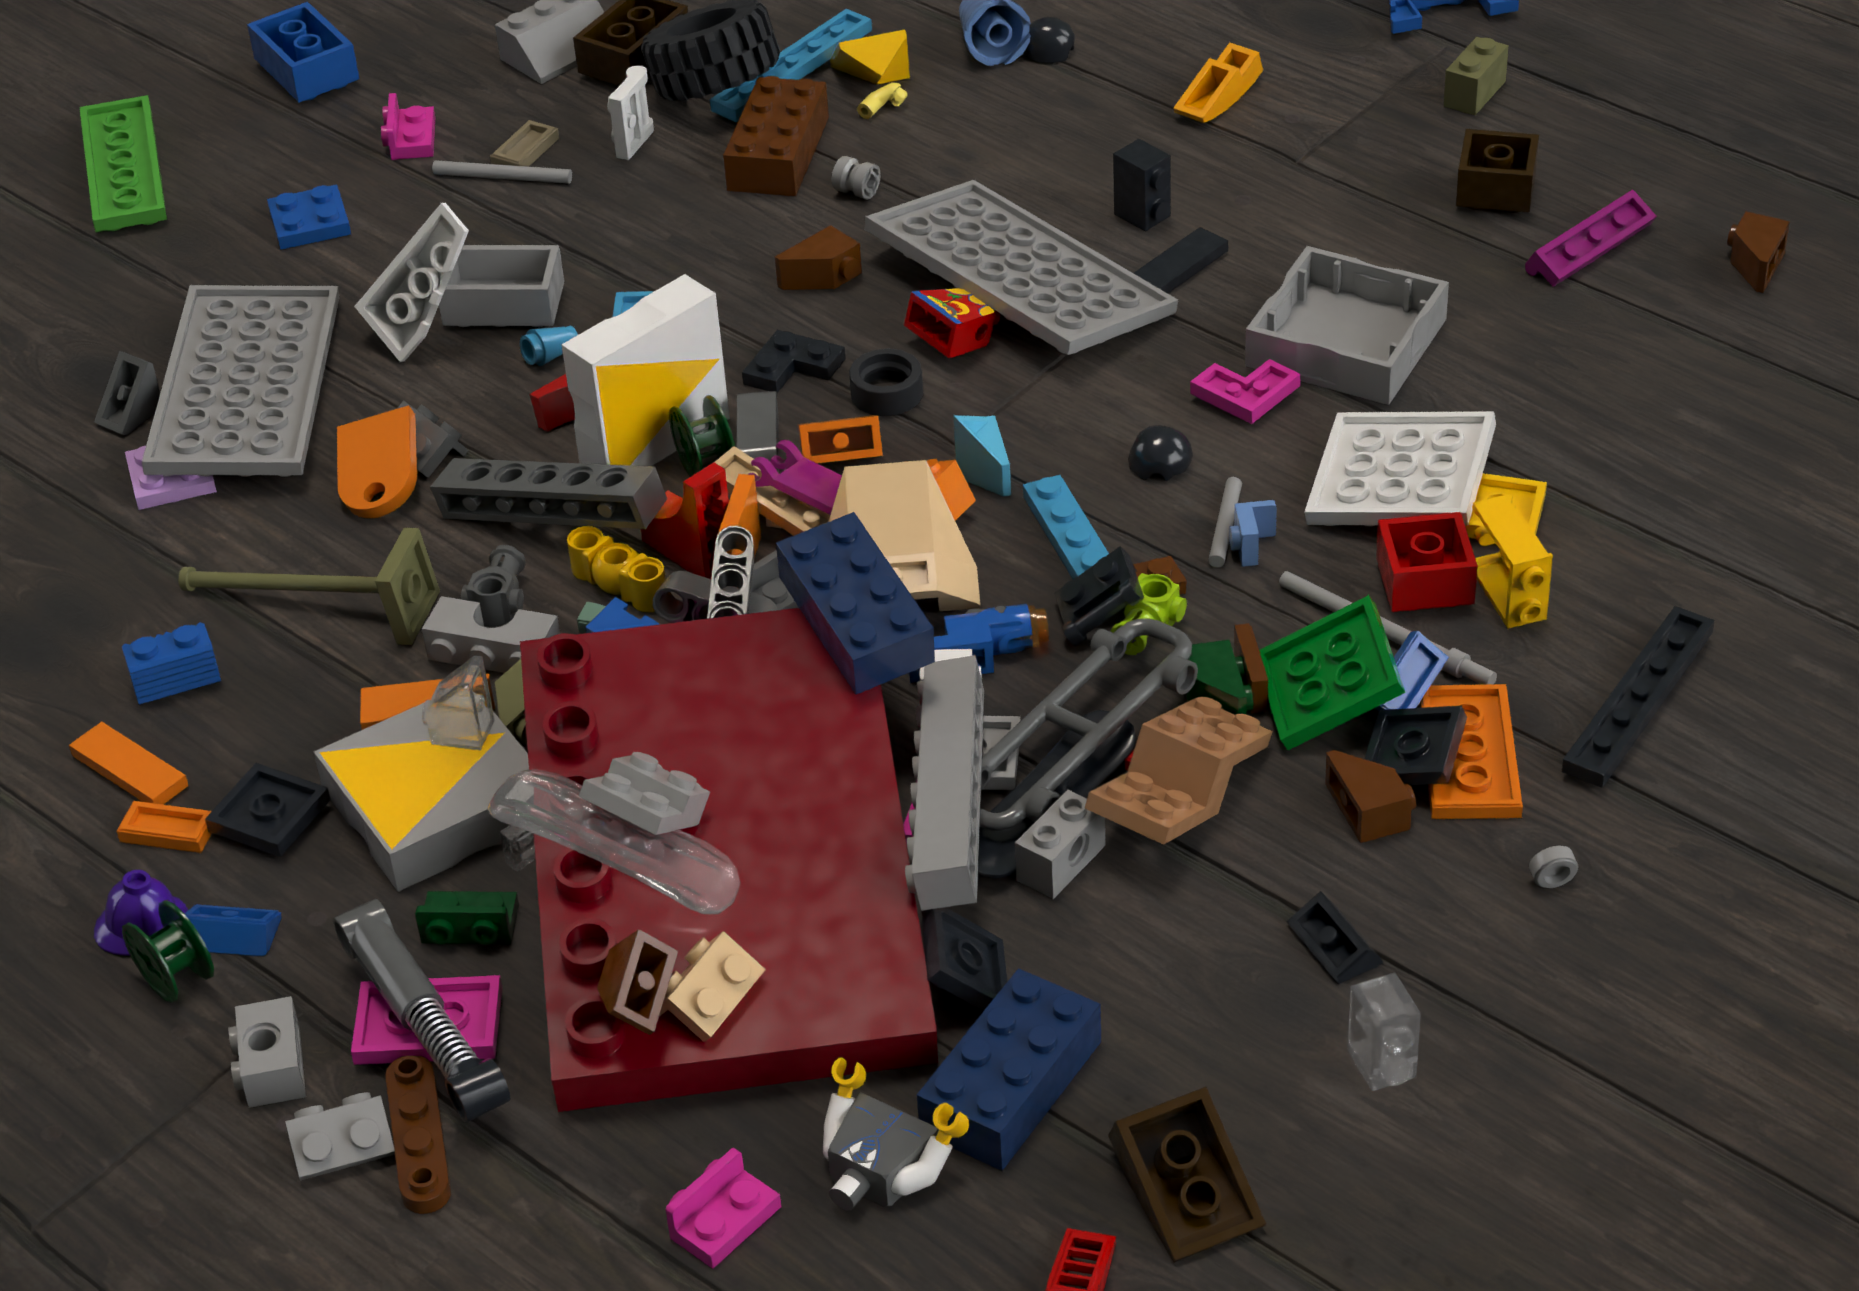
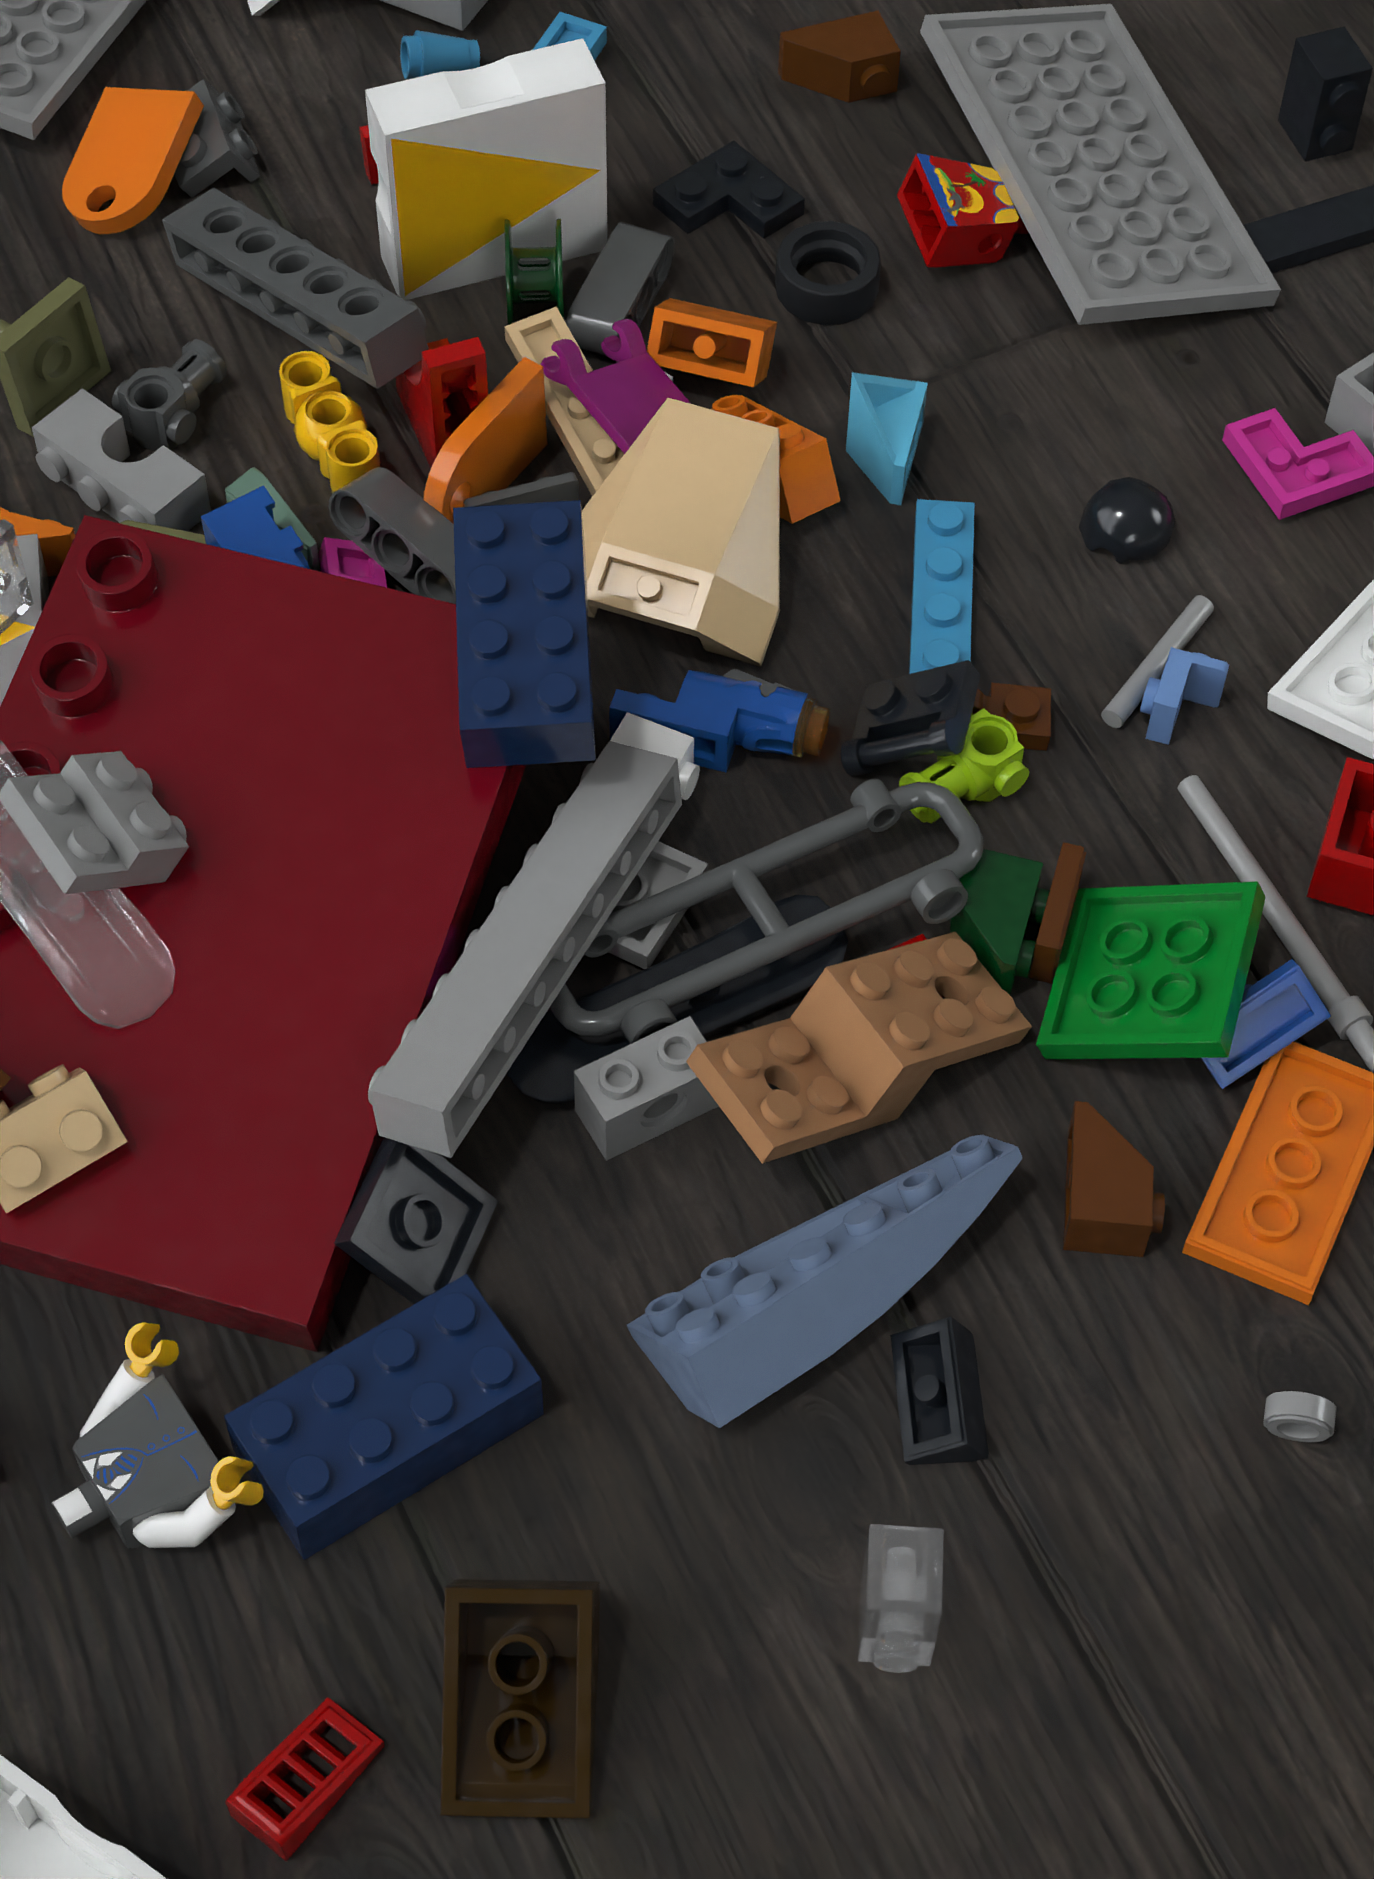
camera: 20 degrees right, 15 degrees up
(731, 571) = (421, 501): dark grey beam -> none
(1229, 909) = (816, 1286): none -> sand blue wedge
(1418, 742) = (1211, 1136): black plate -> none

